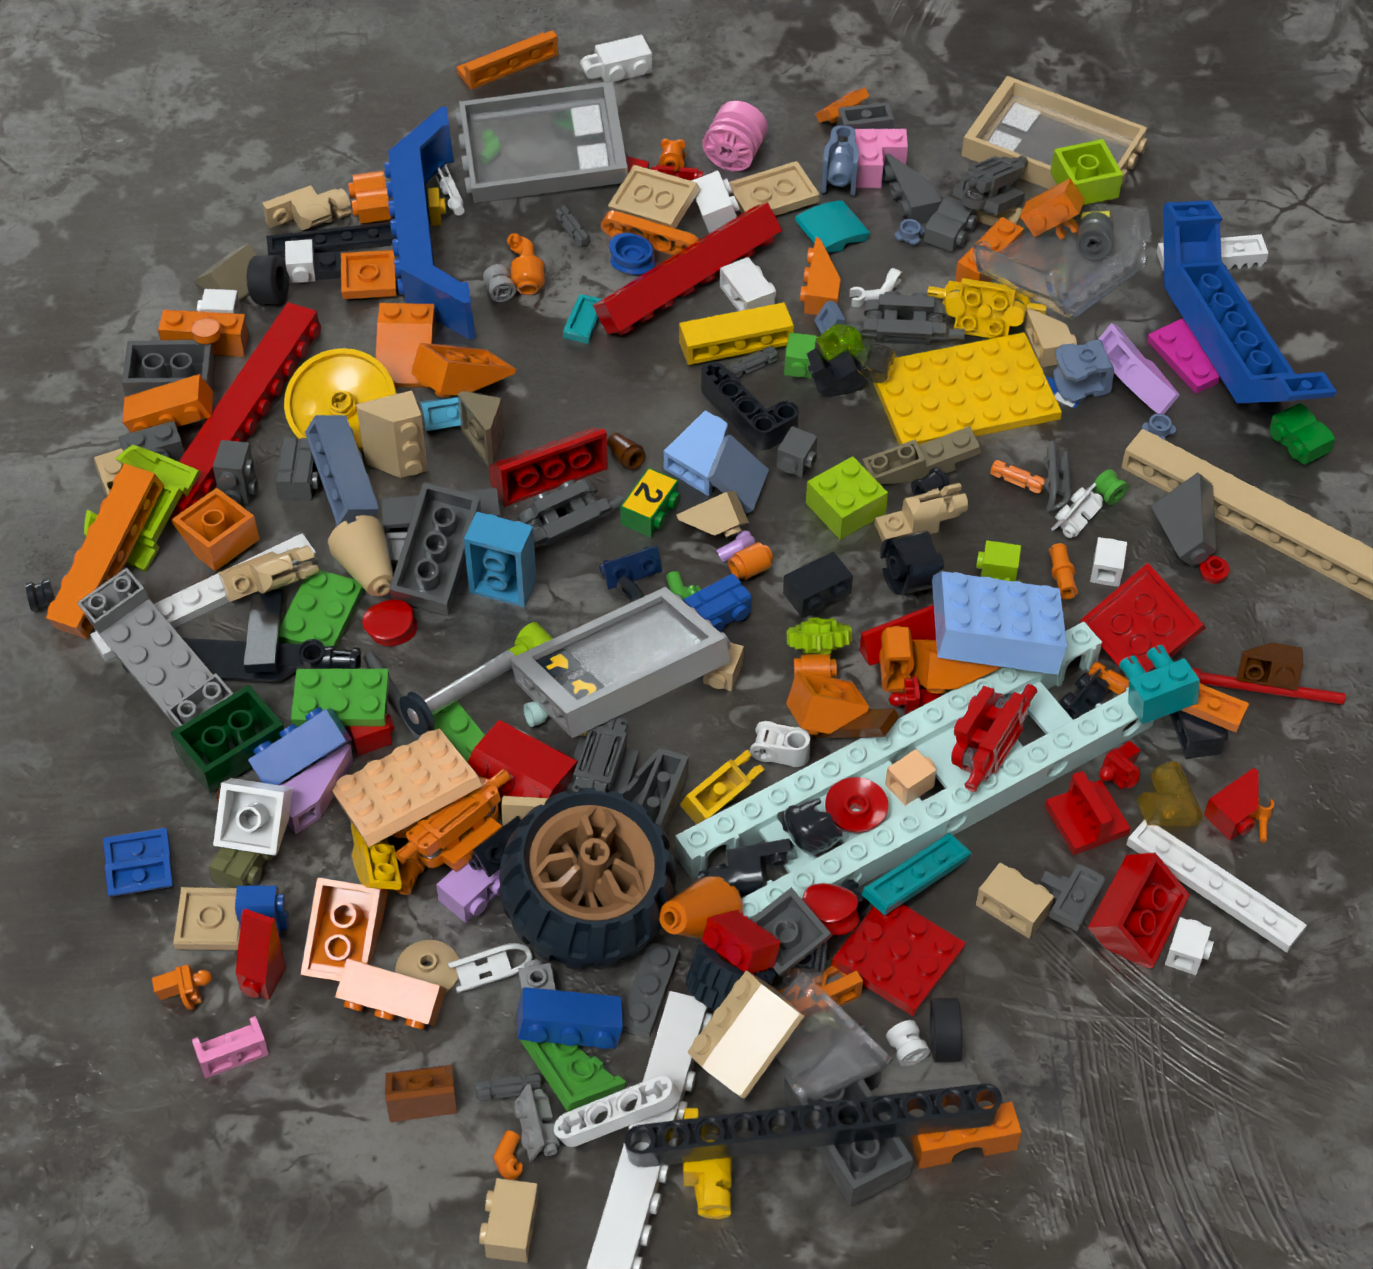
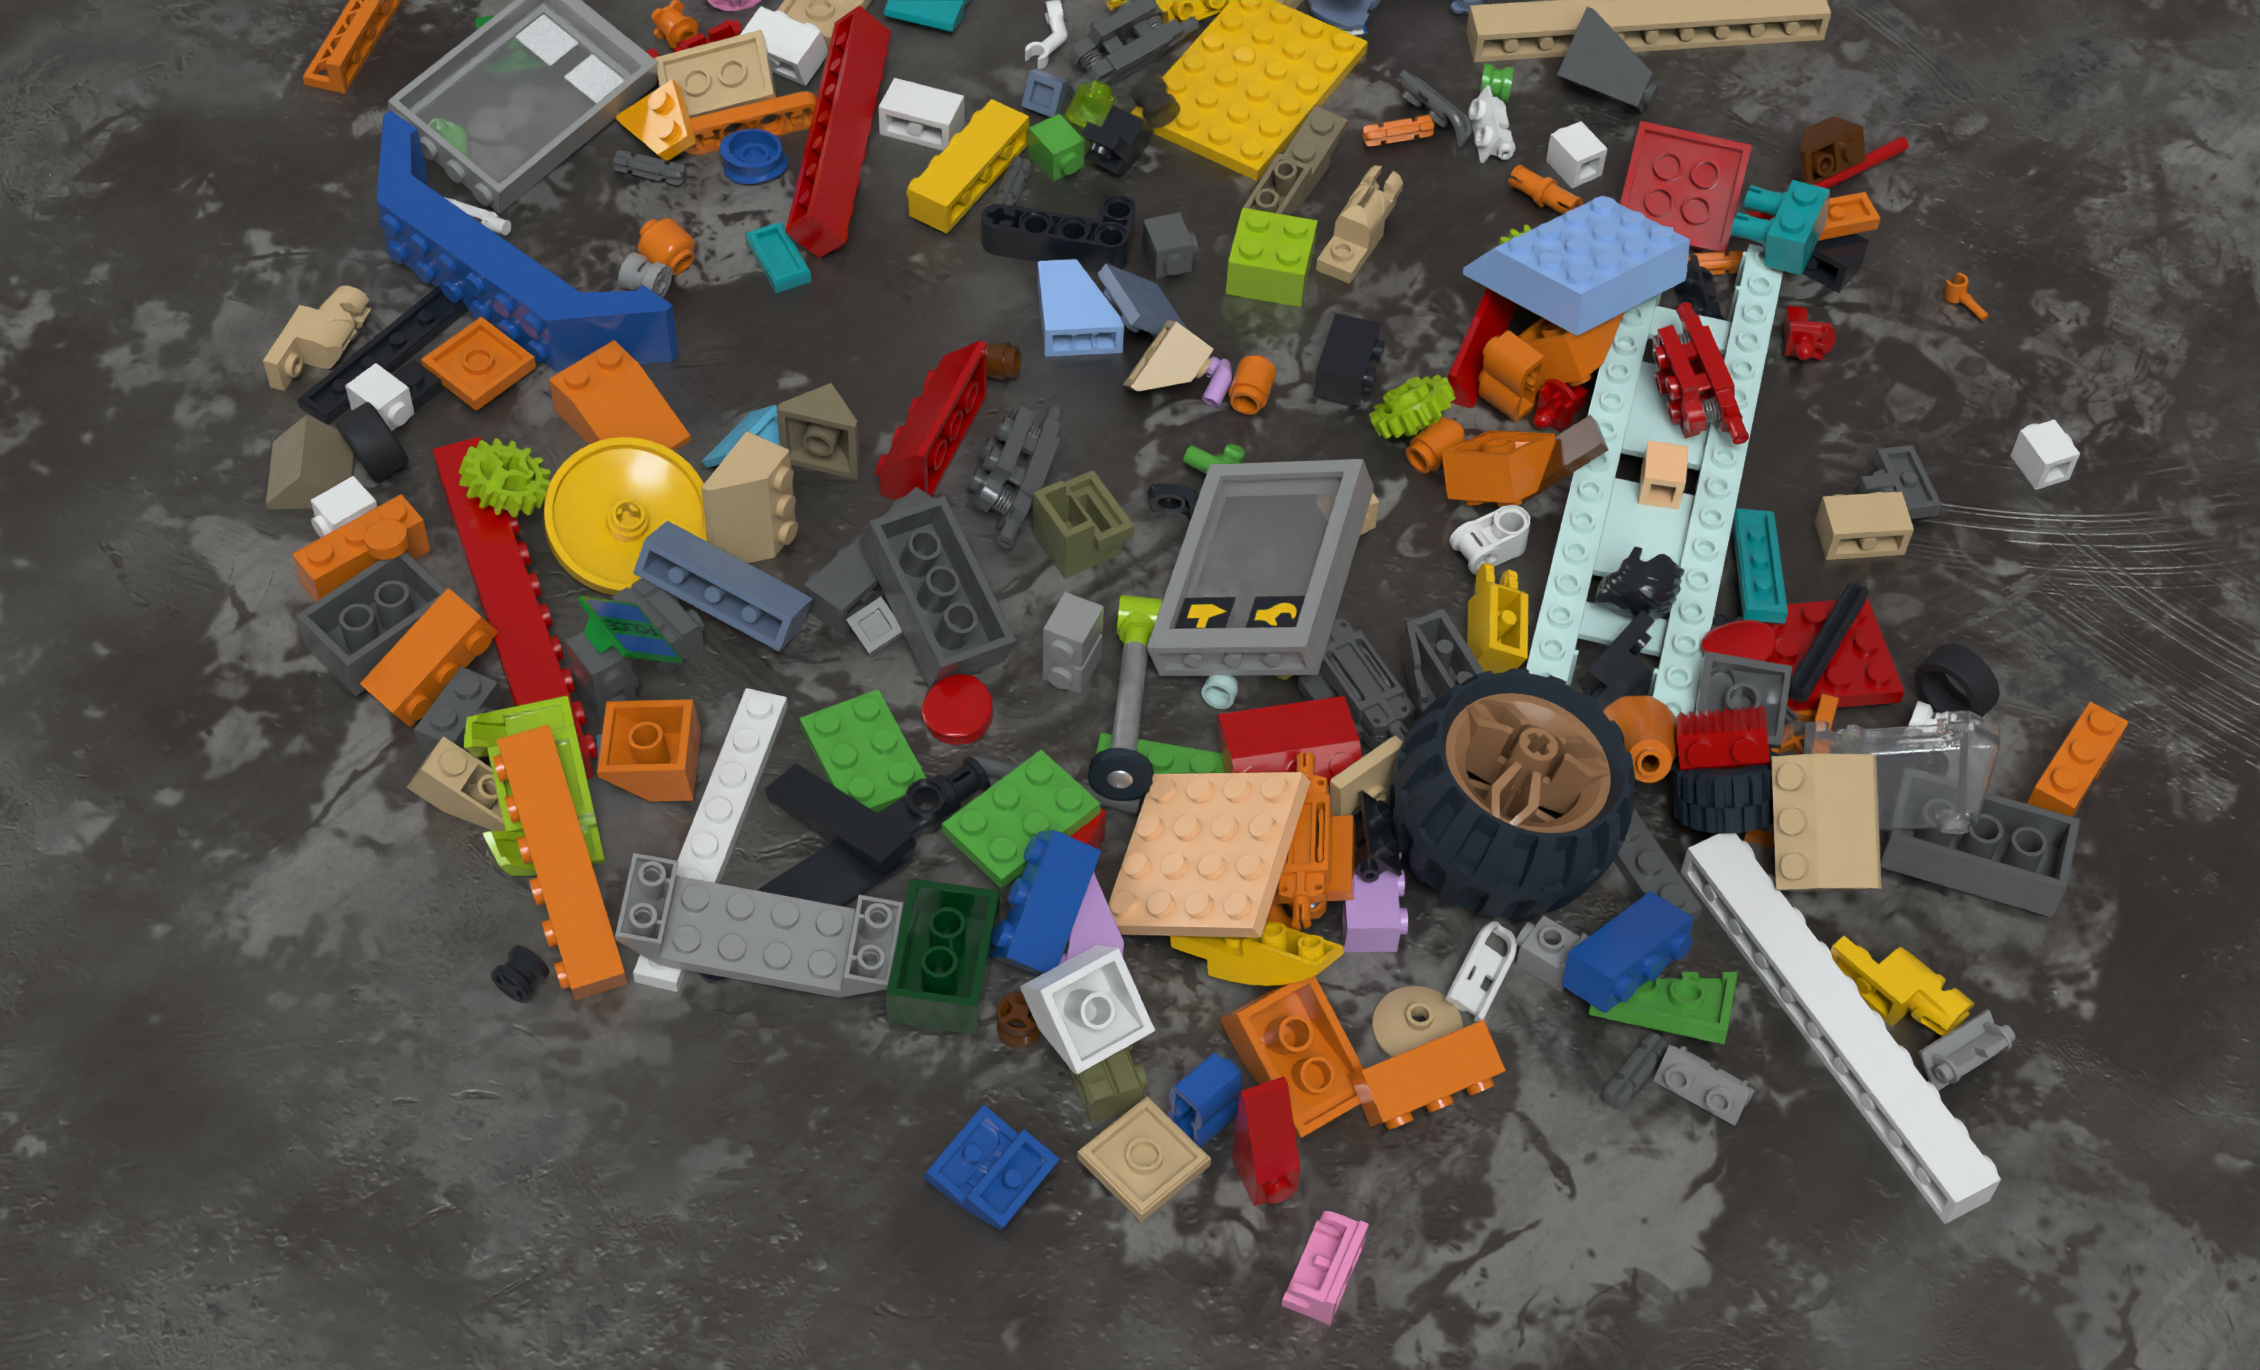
camera: 45 degrees left, 0 degrees up
(182, 982) = (1202, 1242): orange piece -> none
(259, 457) = (626, 629): none -> piece
(267, 572) = (773, 751): tan plate -> none
(296, 338) = (504, 477): none -> lime gear
(363, 553) = (863, 657): tan cone -> none
(370, 196) = (384, 277): orange brick -> none
(420, 1093) = (1565, 1144): dark orange slope -> none
(457, 368) = (720, 394): orange slope -> none
(476, 628) = (1072, 643): none -> light grey piece
(500, 559) = (1026, 548): dark azure brick -> none
(504, 1156) = (1715, 1141): orange arm -> none
(510, 1220) = (1798, 1190): tan brick -> none
(520, 244) = (619, 224): orange arm -> none
(560, 567) = (1079, 523): none -> olive plate
(600, 202) = (661, 121): none -> light orange wing
(615, 1104) = (1786, 1003): white beam -> none
(632, 566) = (1142, 466): dark blue hinge -> none
(650, 502) = (1083, 392): brick -> none
(698, 1229) = (1965, 1049): none -> light grey hinge
(722, 602) = (1276, 436): blue brick -> none
(821, 280) = (990, 59): orange slope -> none
(827, 1114) = (1970, 871): black beam -> none
(856, 794) = (1650, 528): red dish -> none
(895, 944) = (1827, 642): none -> black axle
(910, 562) = (1413, 276): black brick -> none
(935, 479) = (1331, 189): black bush -> none
(999, 560) = (1483, 221): lime brick -> none
(1086, 815) = (1826, 403): red bracket -> none
(1139, 909) = (1967, 453): red slope -> none
(1174, 800) = (1887, 333): clear yellow brick -> none
(1211, 574) = (1669, 101): red plate -> none
(1219, 886) = (1999, 383): white plate -> none
(1235, 806) = (1938, 299): red slope -> none

